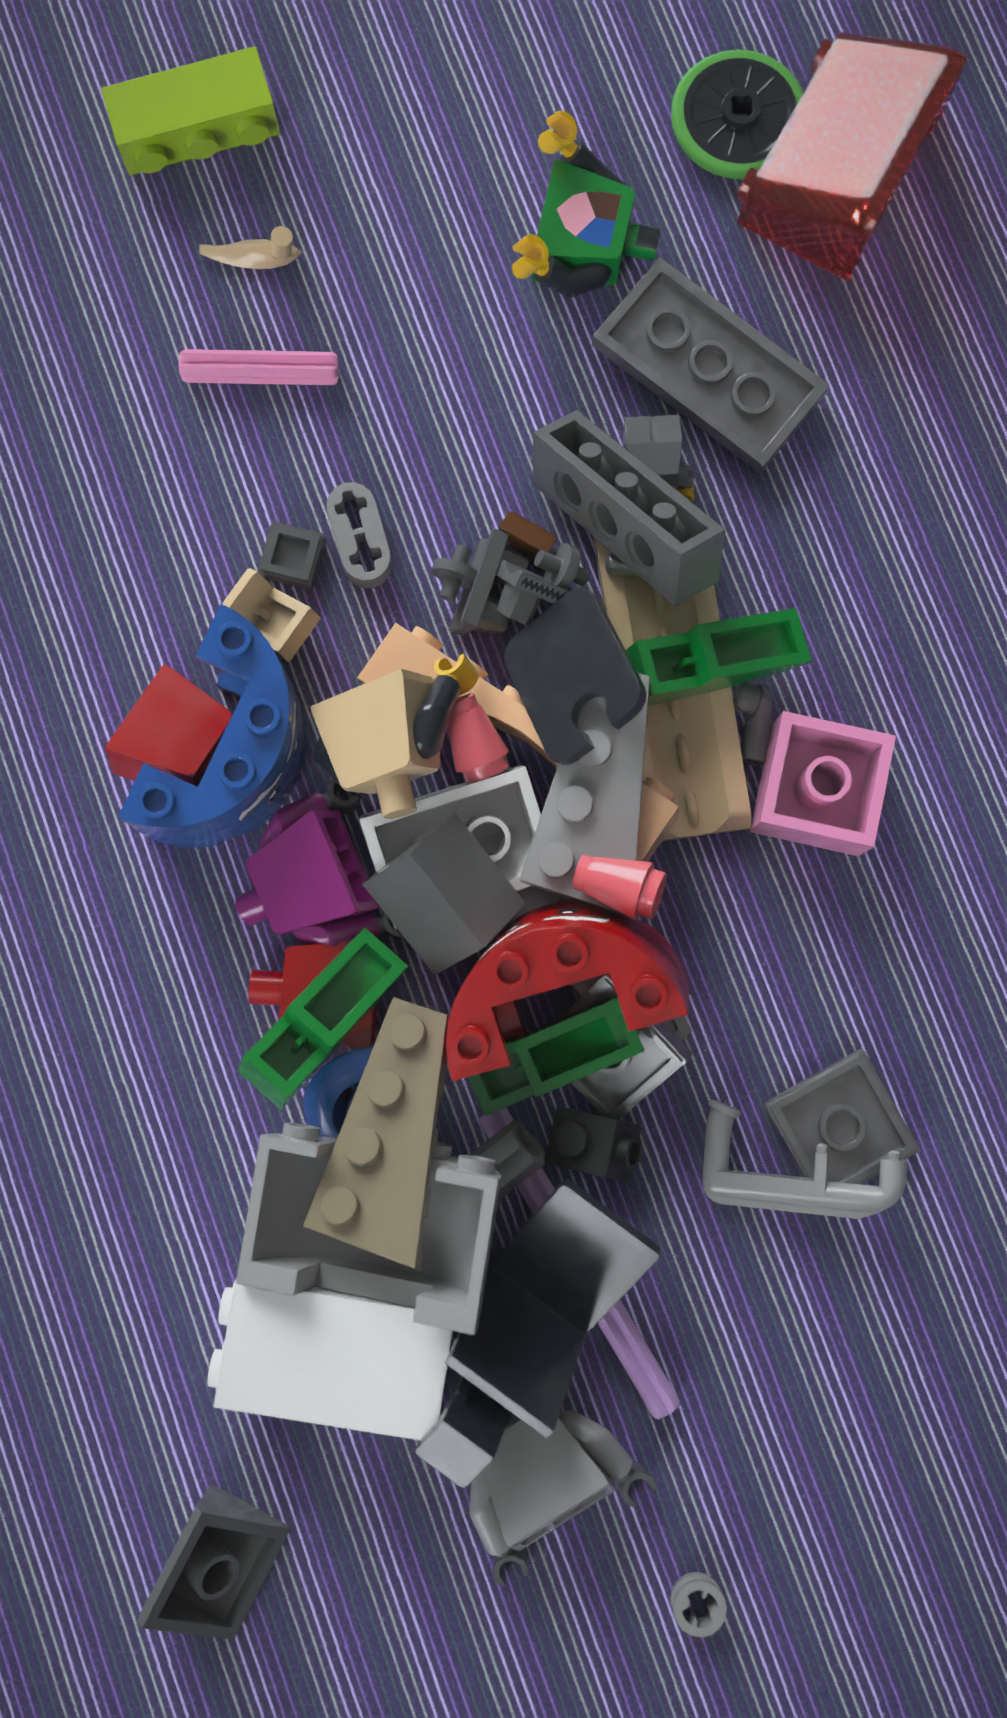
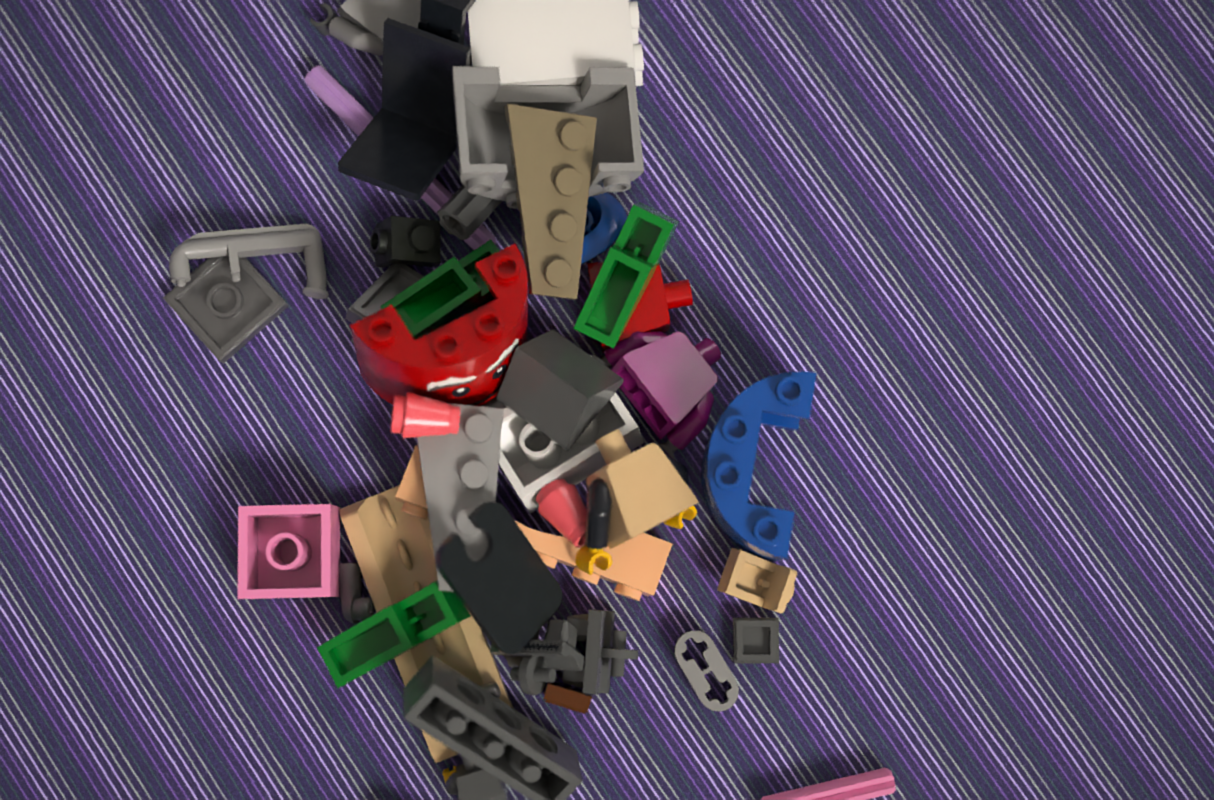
camera: 170 degrees right, 0 degrees up
(169, 729) = (801, 463): red torso -> none

